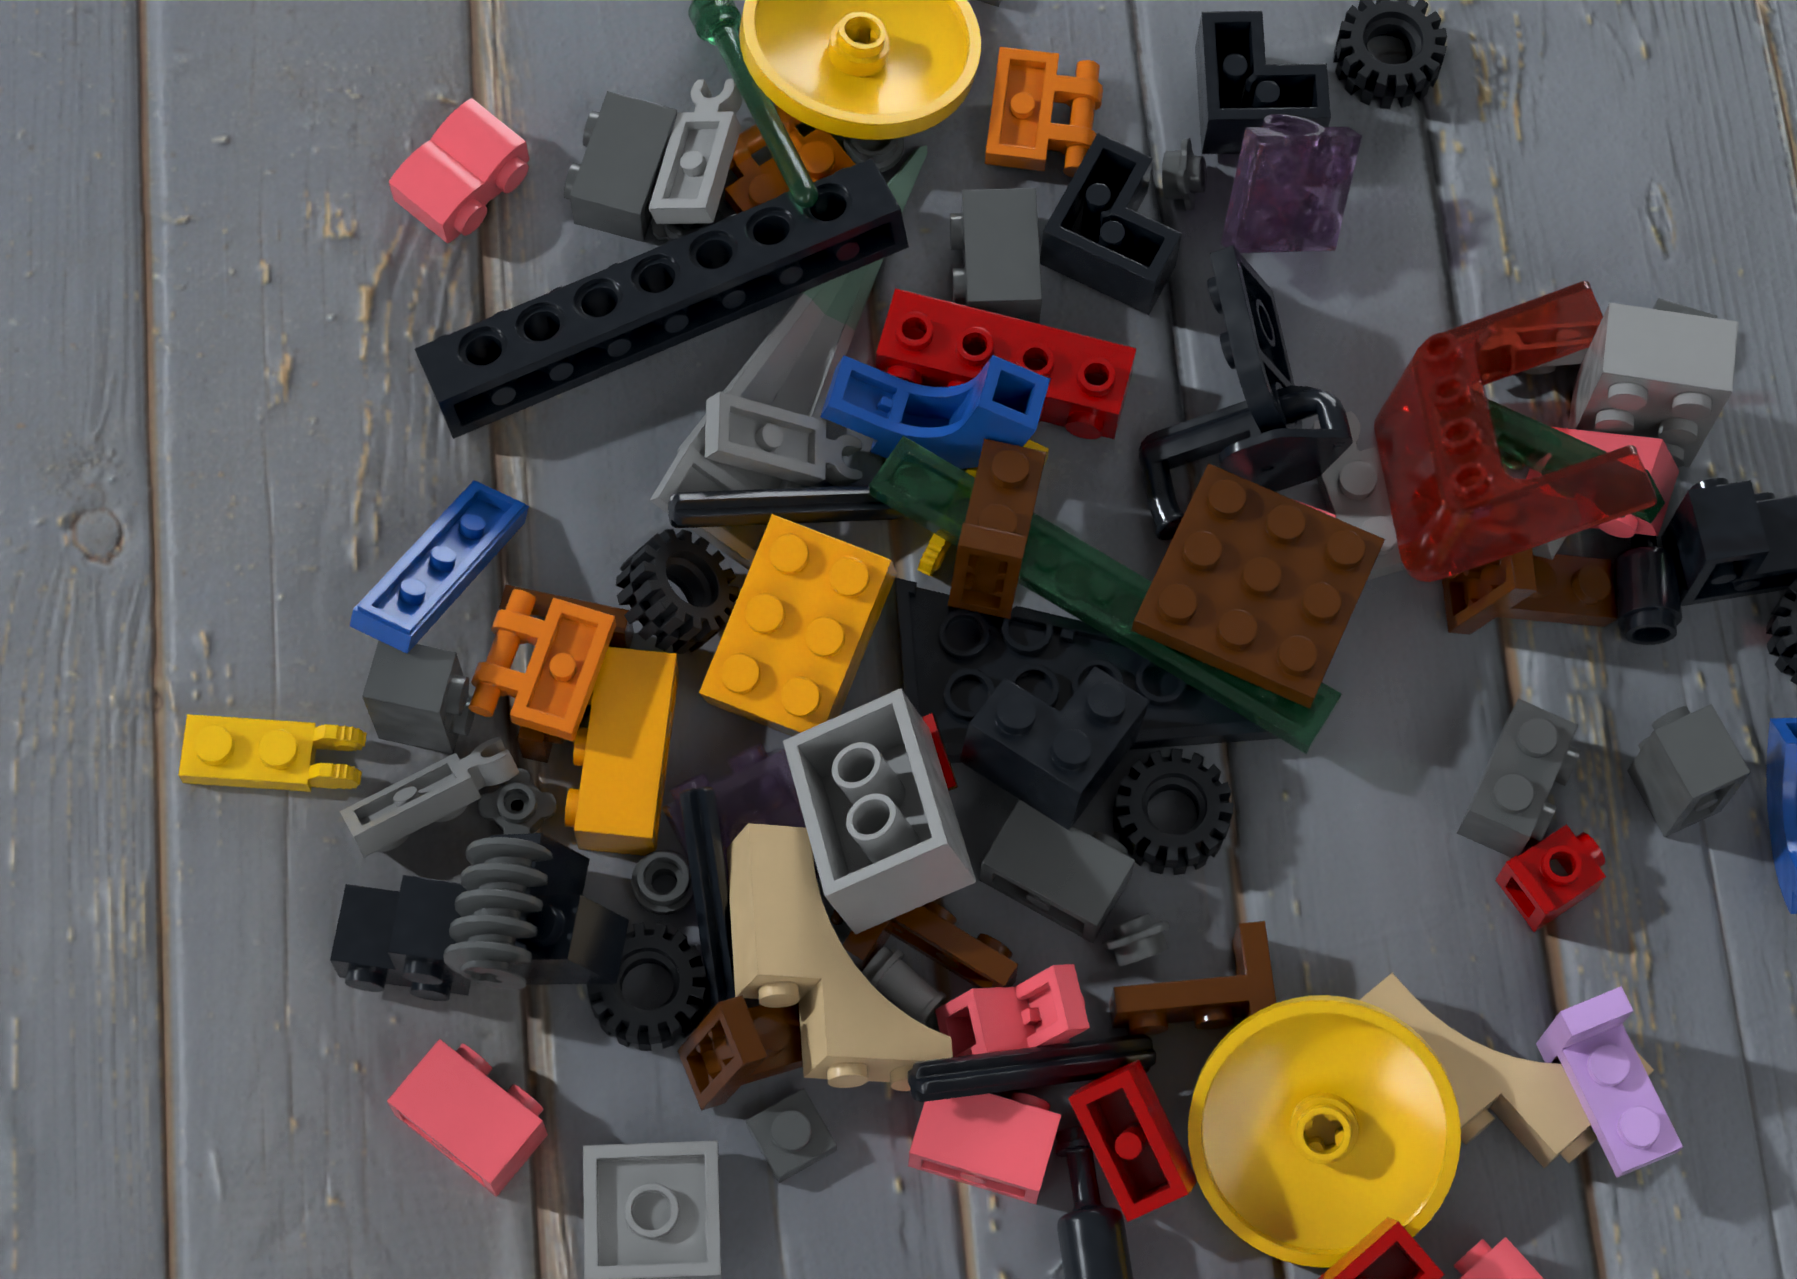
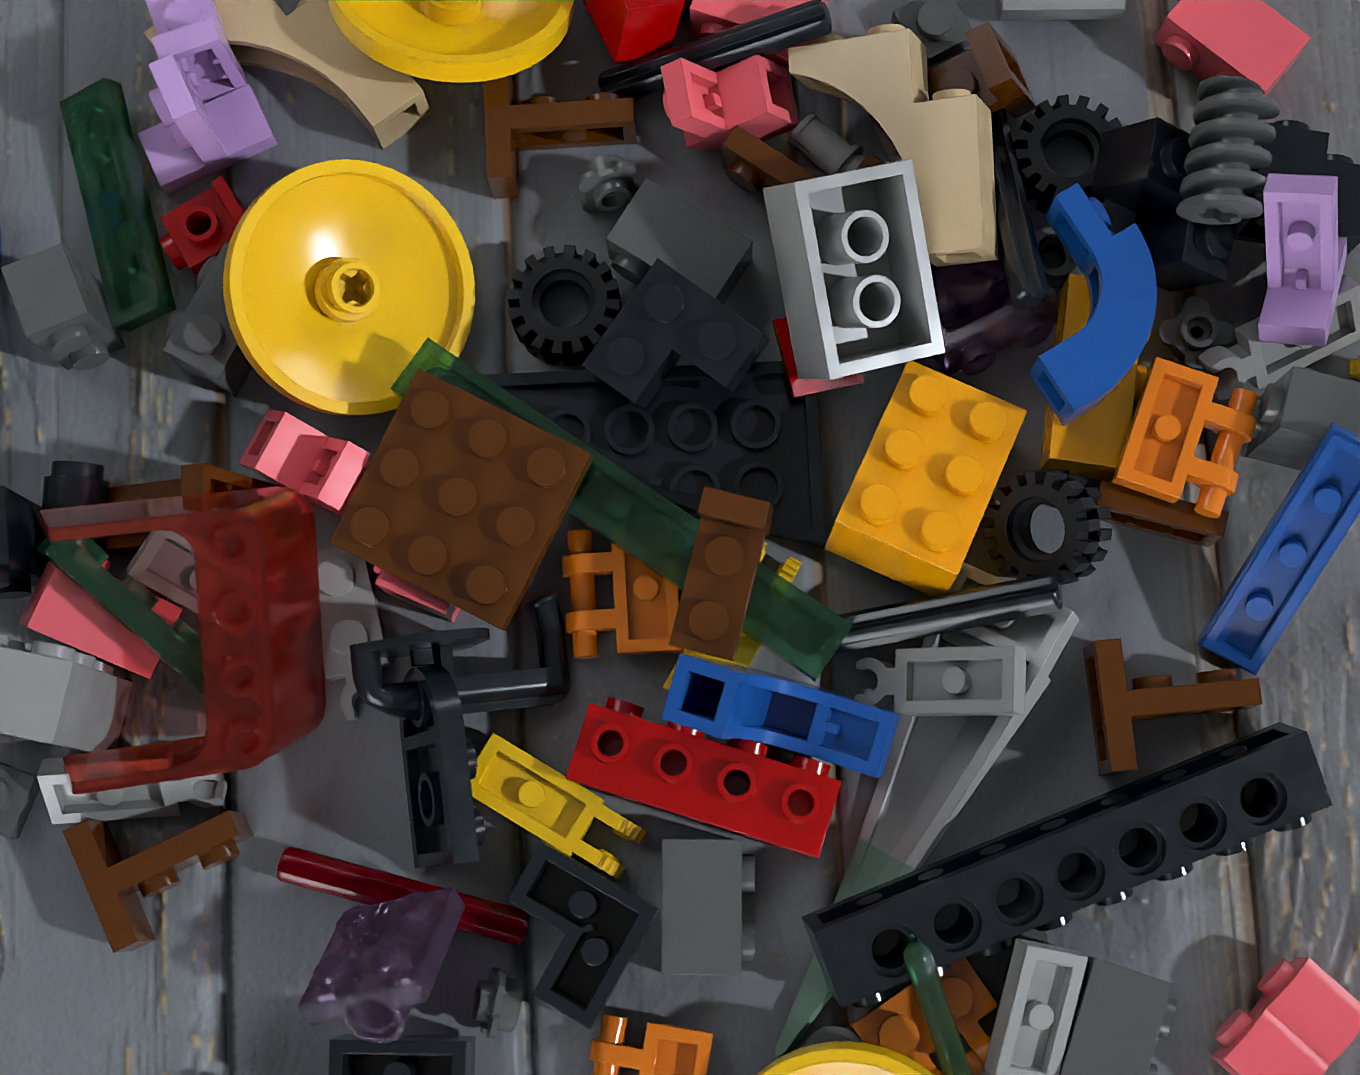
camera: 170 degrees left, 10 degrees up
(415, 828) = (1302, 258): none -> lavender bracket
(569, 447) = (1151, 698): none -> reddish brown bracket
(620, 744) = (1121, 310): none -> blue arch
(1076, 507) = (642, 601): none -> orange plate
(1166, 346) = (546, 803): none -> yellow hinge
(1299, 268) = (376, 886): none -> dark red axle
(1396, 799) = (344, 283): none -> yellow dish
(1418, 641) = (305, 460): none -> coral brick
(1541, 260) = (115, 881): none -> reddish brown bracket
(1579, 969) = (199, 136): none -> lavender bracket
(1656, 902) = (117, 205): none -> clear green plate

